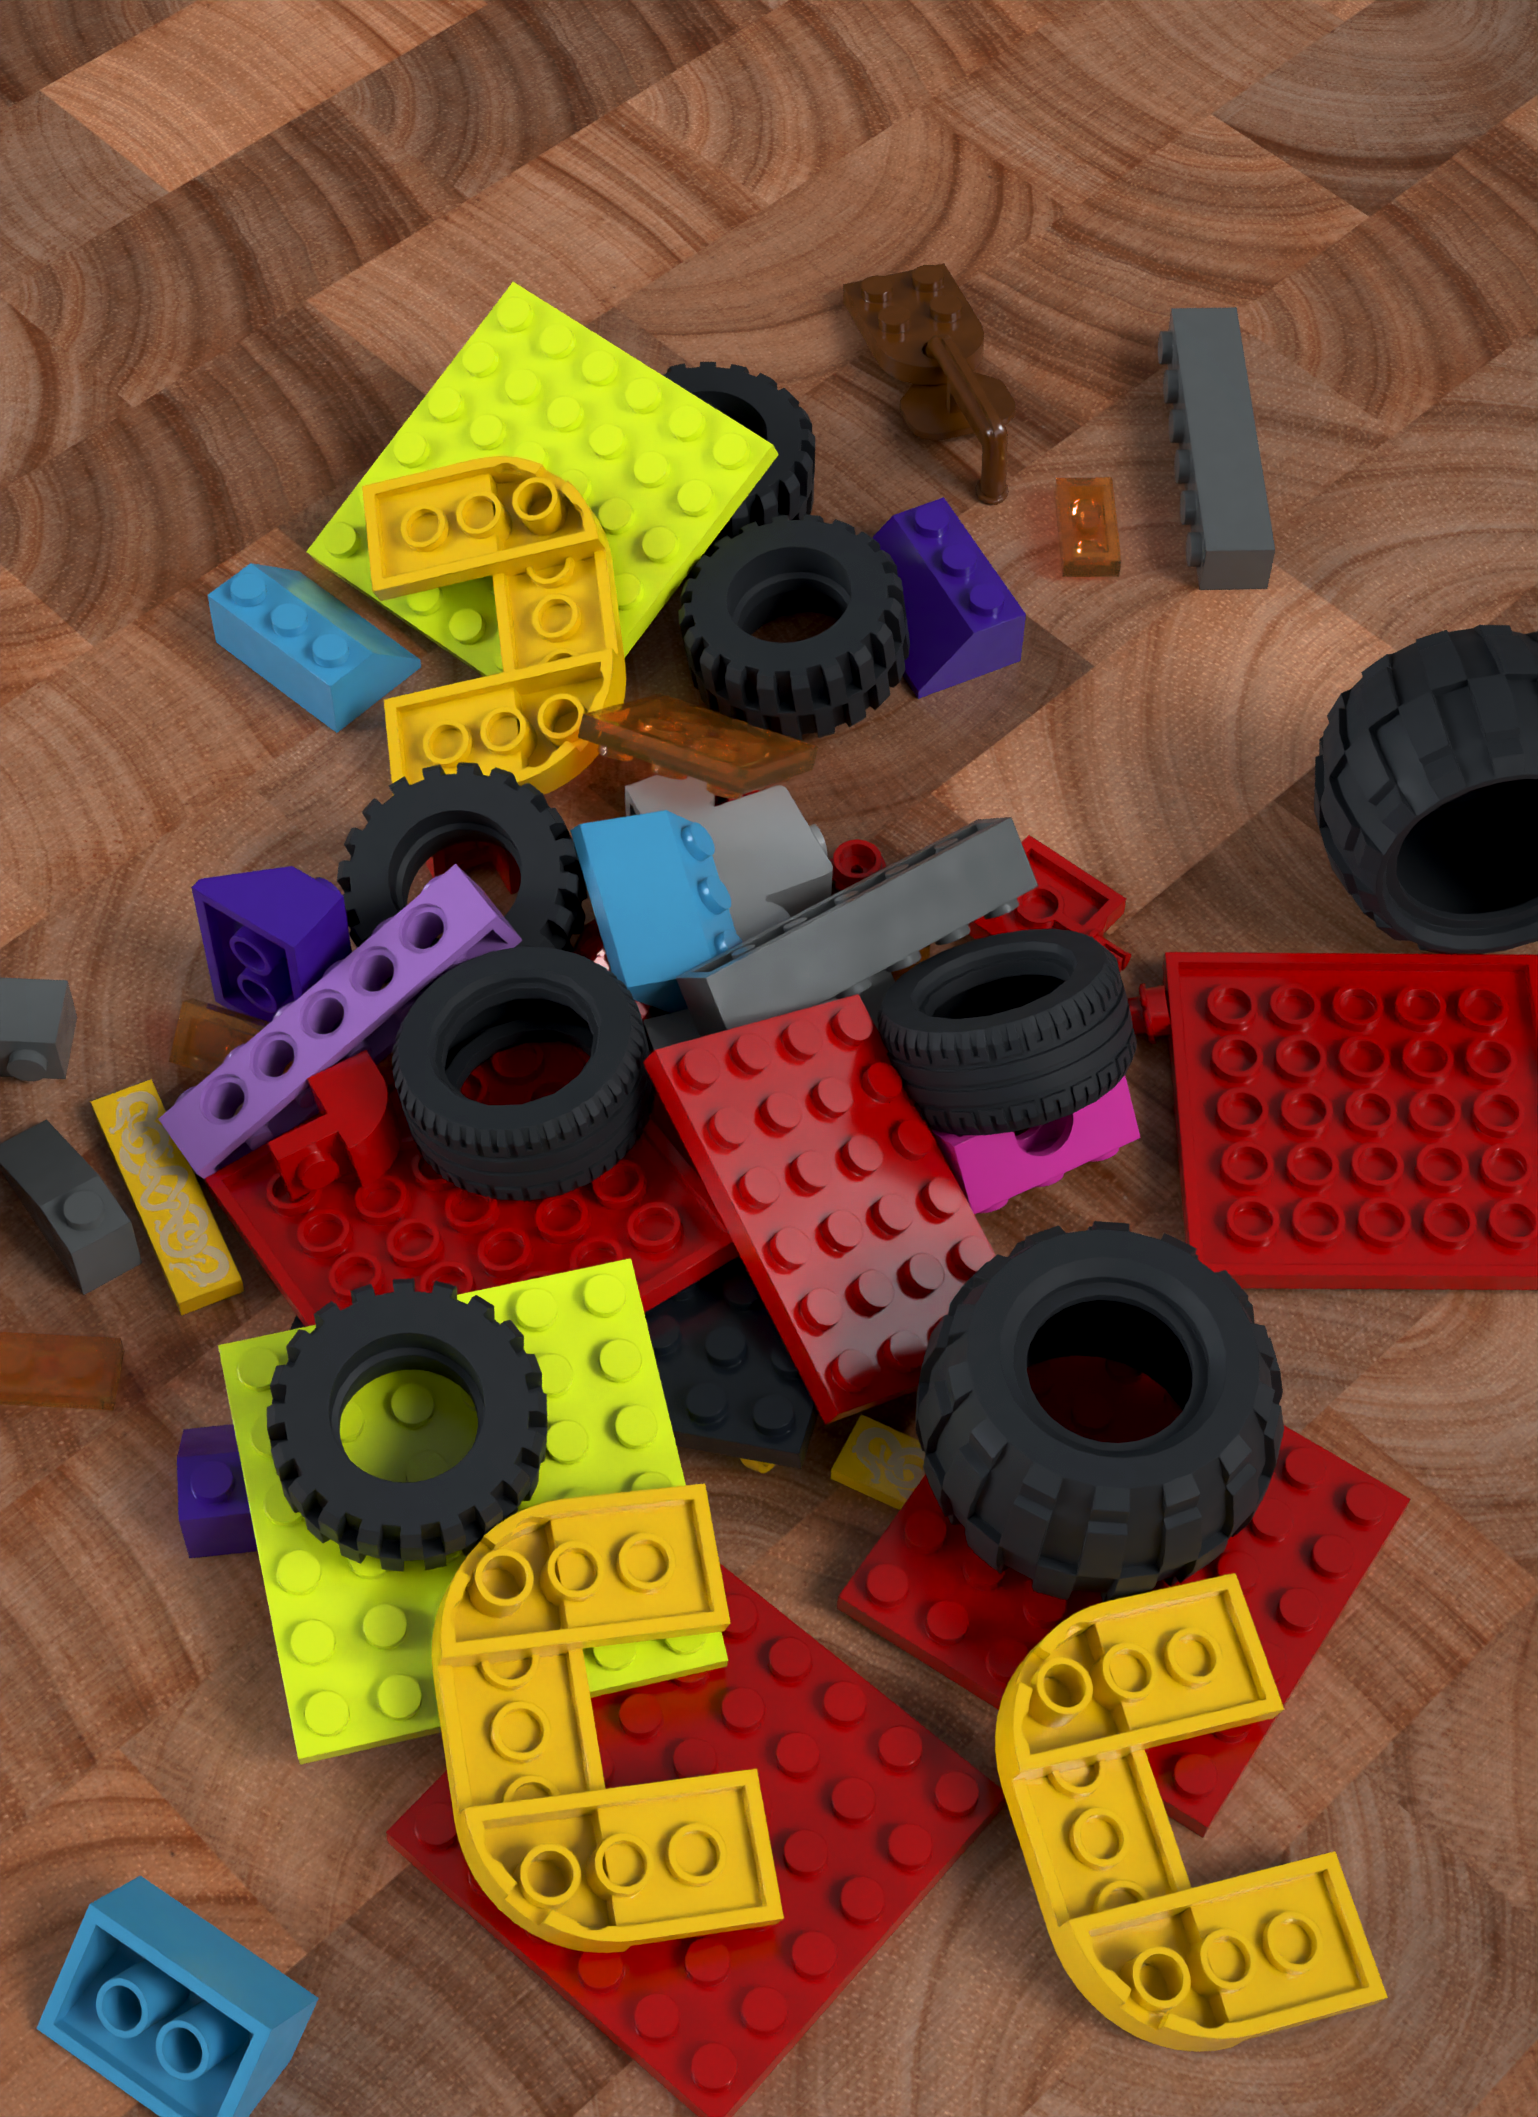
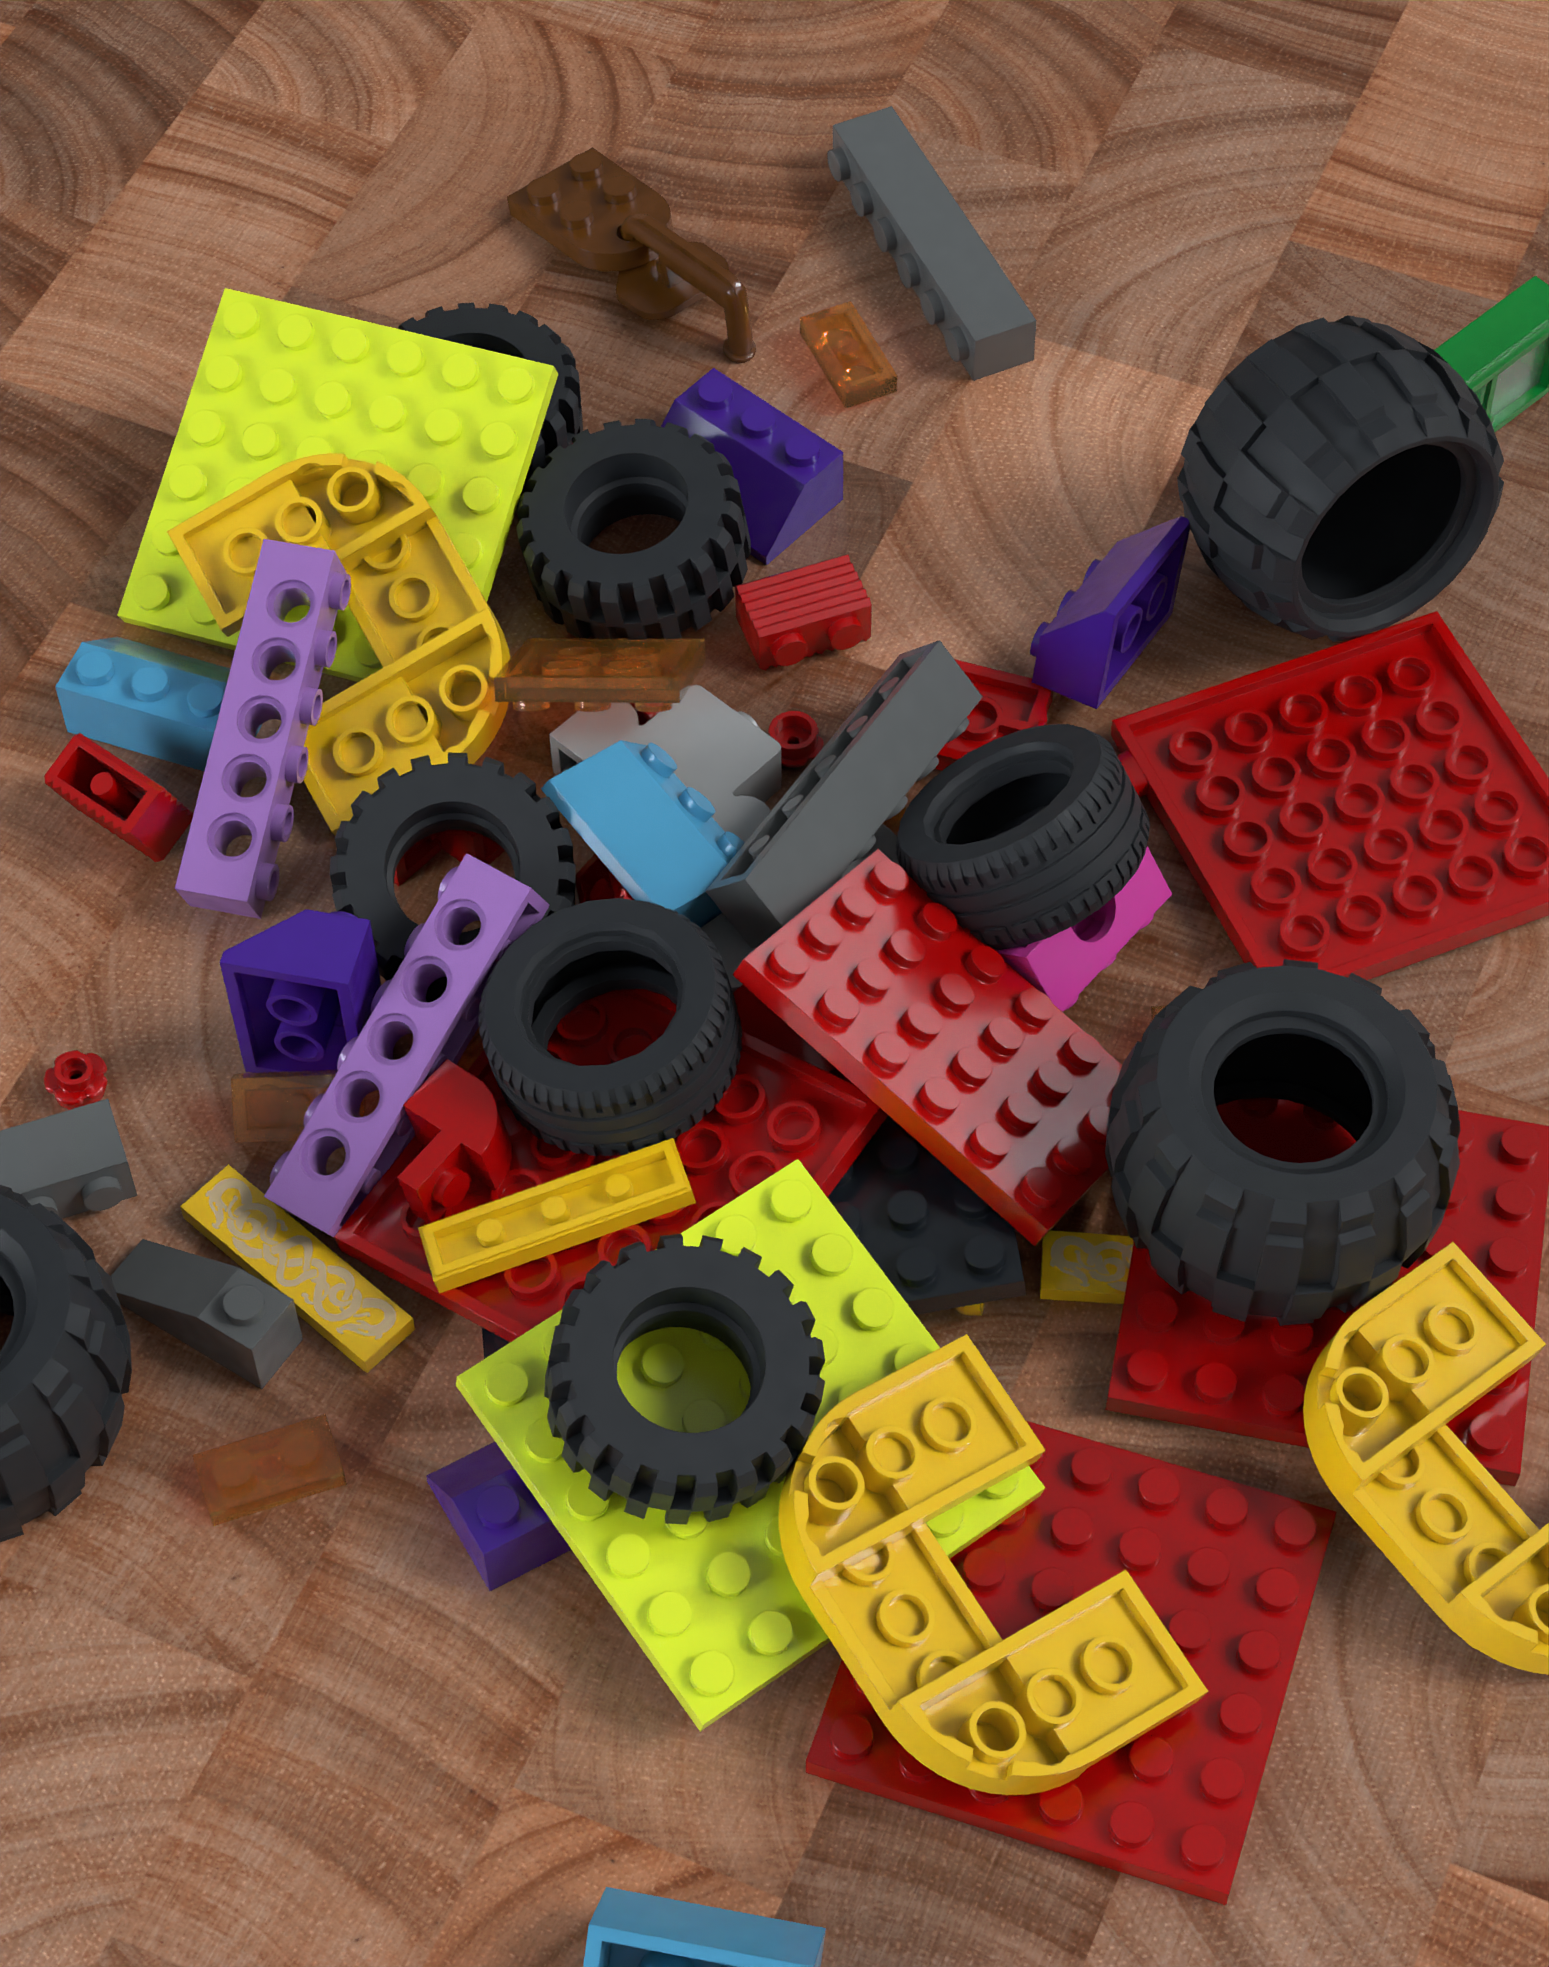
camera: 20 degrees left, 0 degrees up
(69, 965) = (79, 1091): none -> red plate
(217, 714) = (118, 797): none -> red brick
(363, 660) = (283, 579): none -> medium lavender brick
(400, 1231) = (556, 1215): none -> yellow tile
(924, 753) = (804, 612): none -> red brick
(1209, 853) = (1111, 614): none -> dark purple slope

